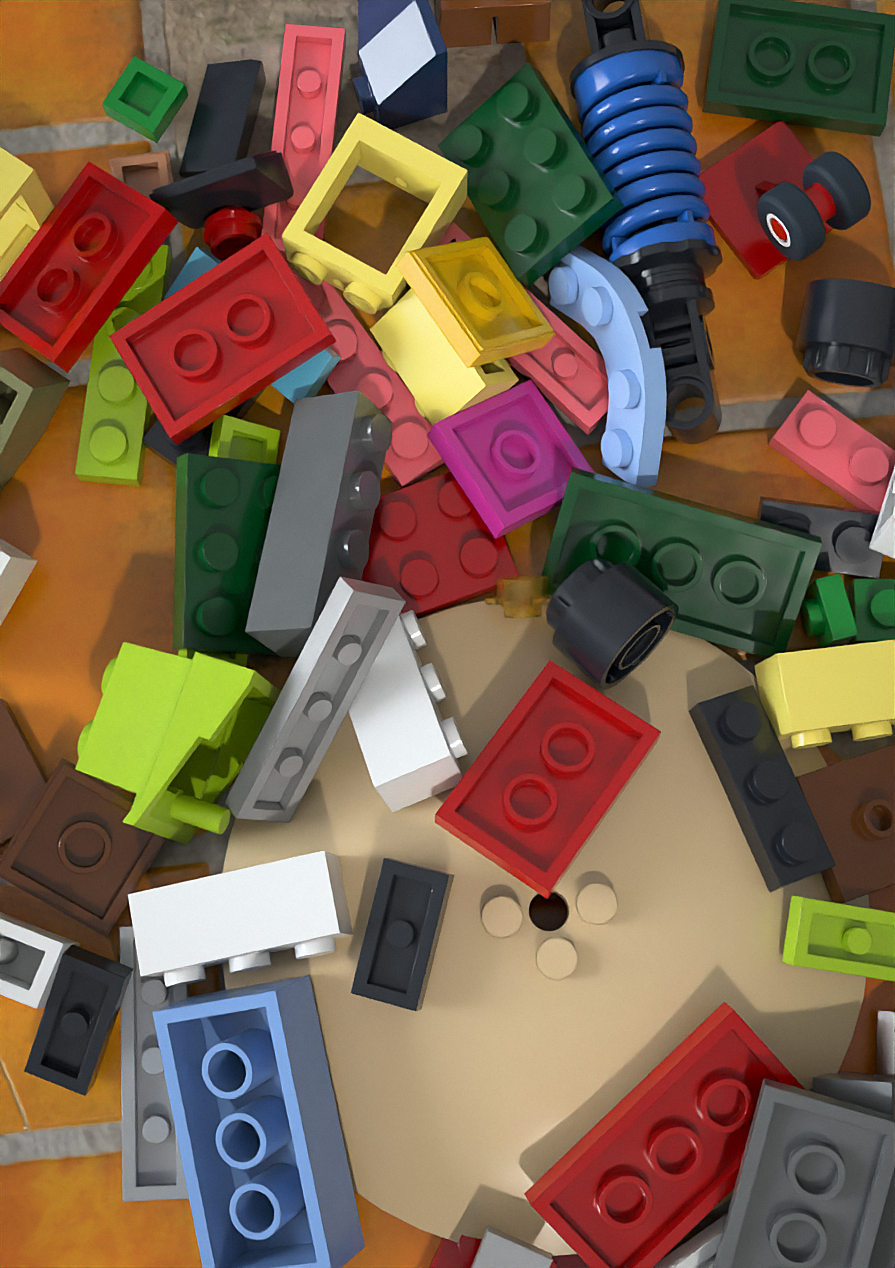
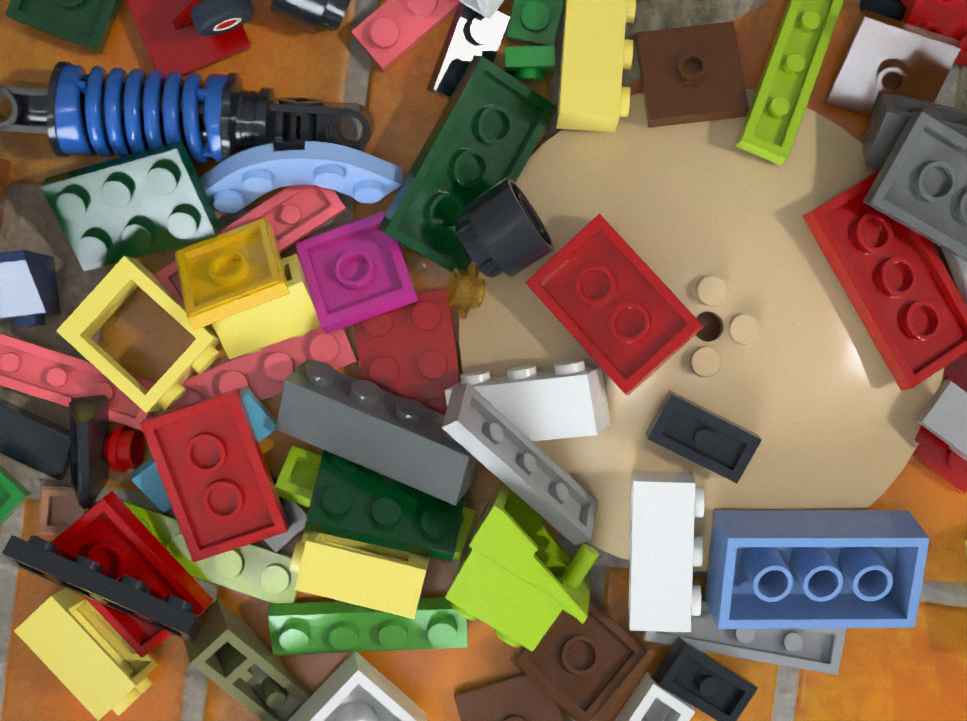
camera: 80 degrees left, 10 degrees up
(52, 262) = (85, 578): none -> black plate
(70, 568) = (351, 627): none -> bright green plate
(134, 539) = (359, 573): none -> light yellow window
(761, 788) = (651, 147): black plate -> none

